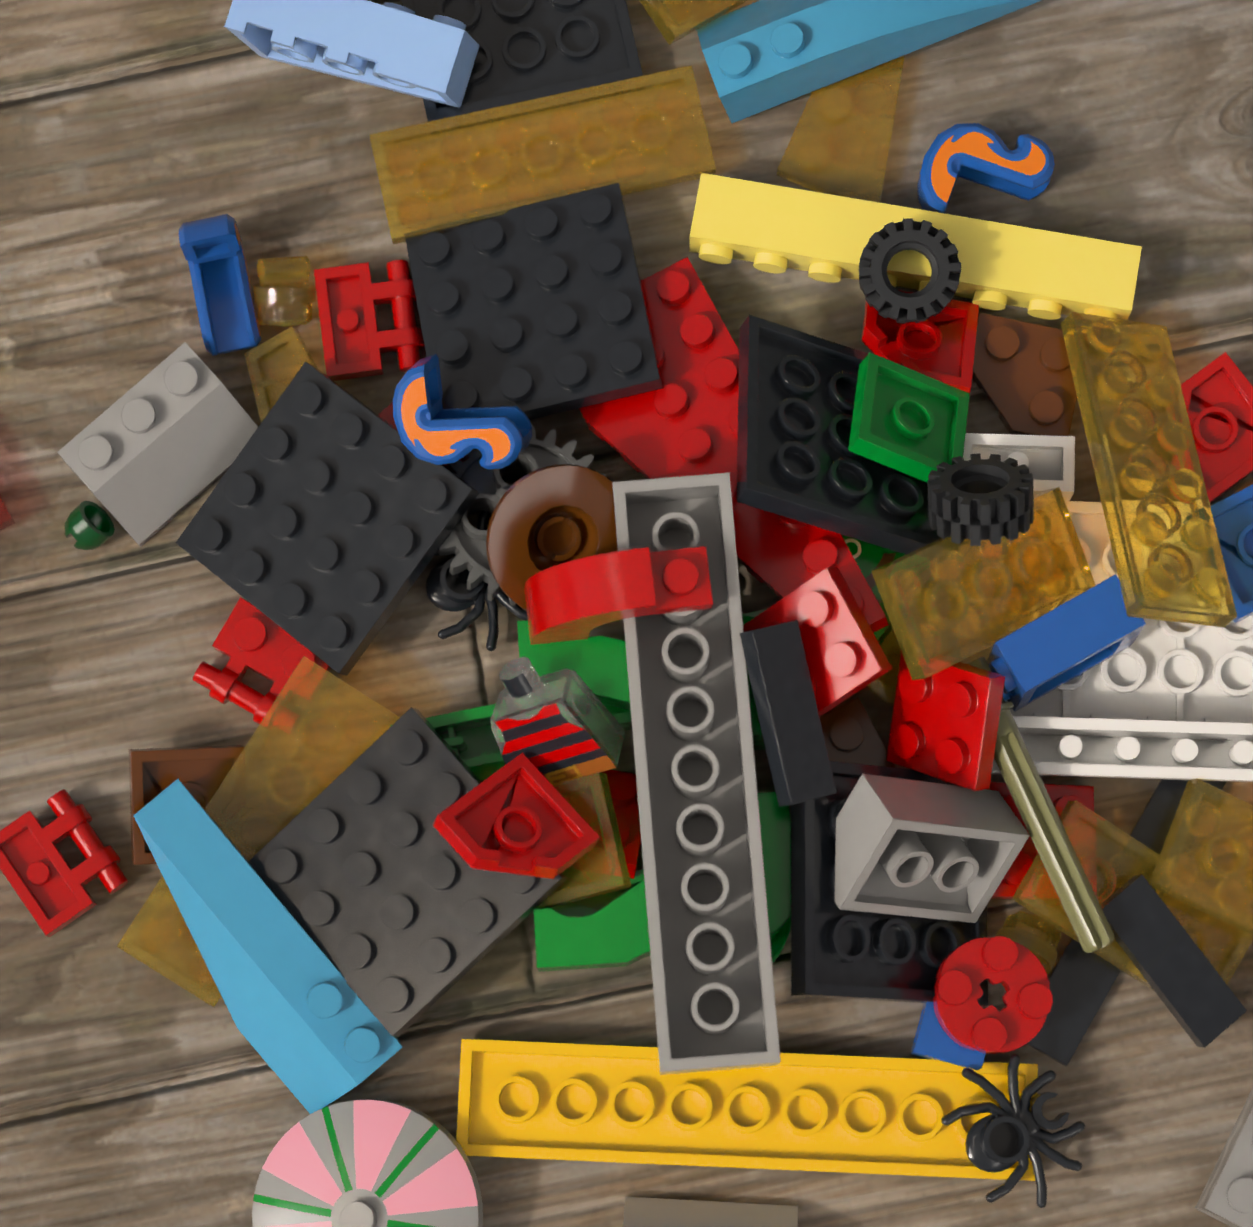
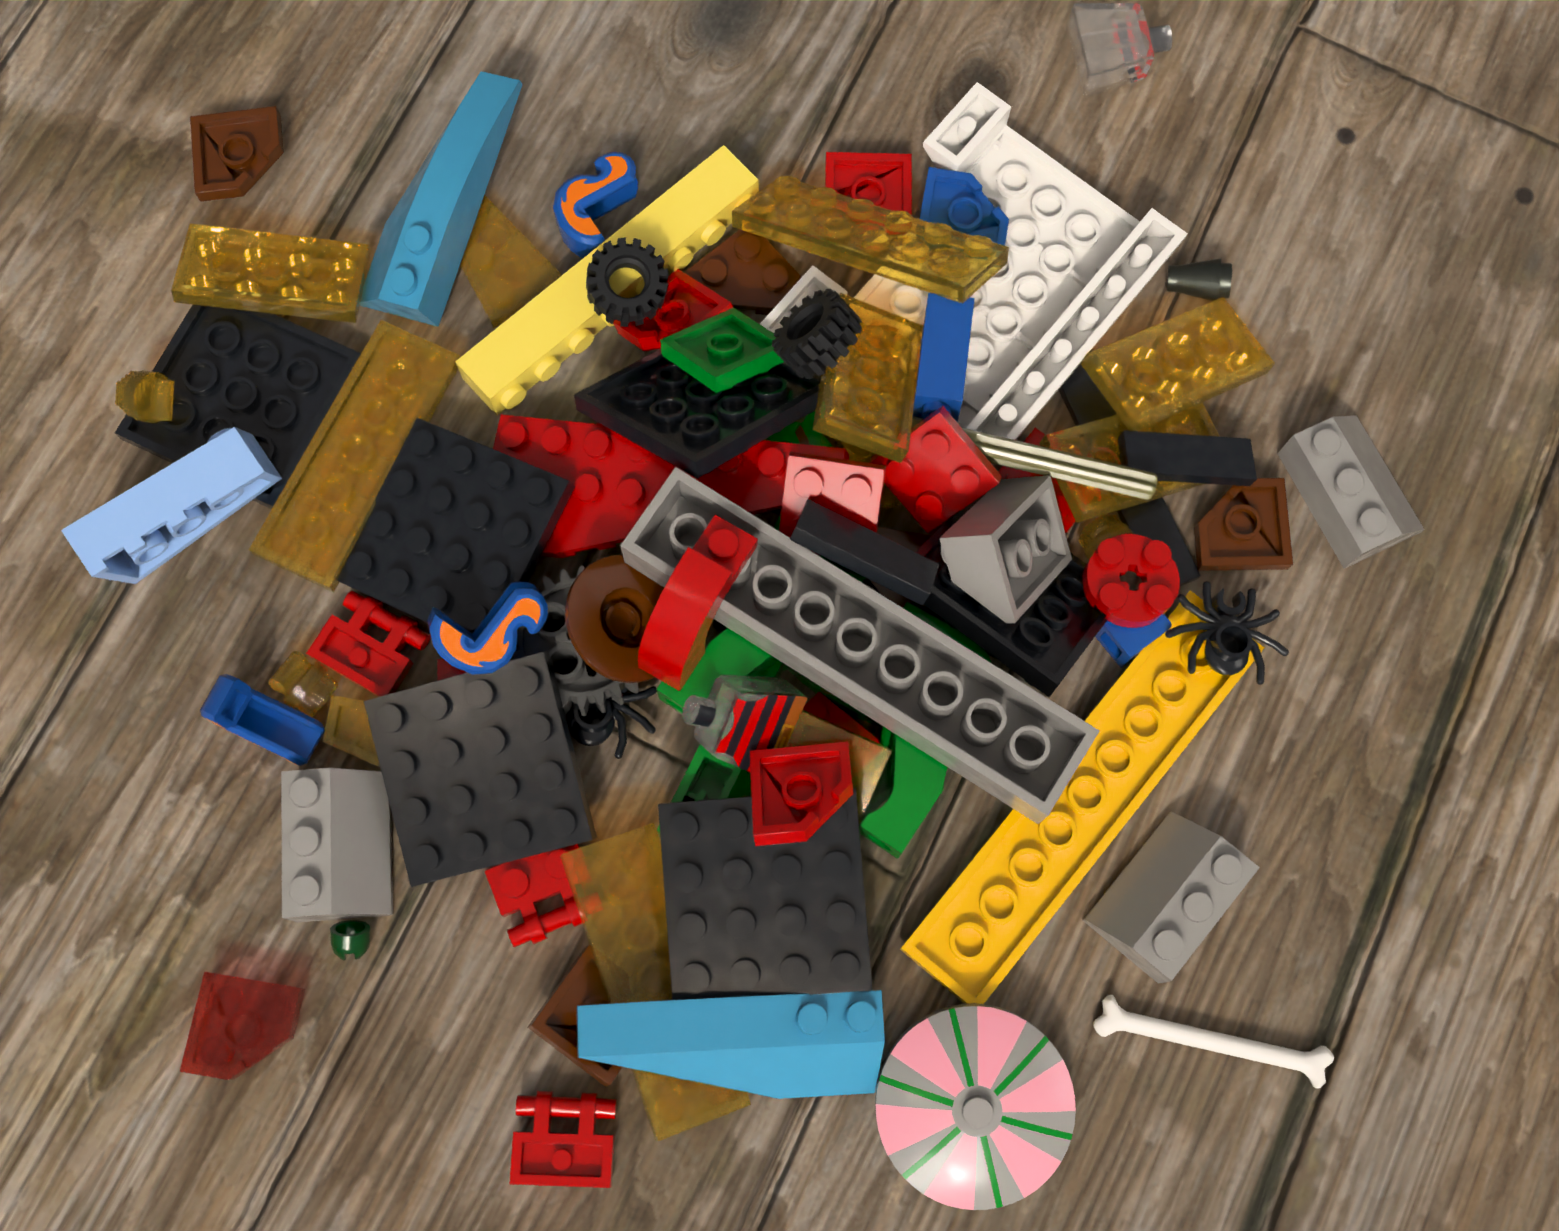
camera: 60 degrees left, 5 degrees down
(1152, 1076) = (1246, 529): none -> reddish brown plate

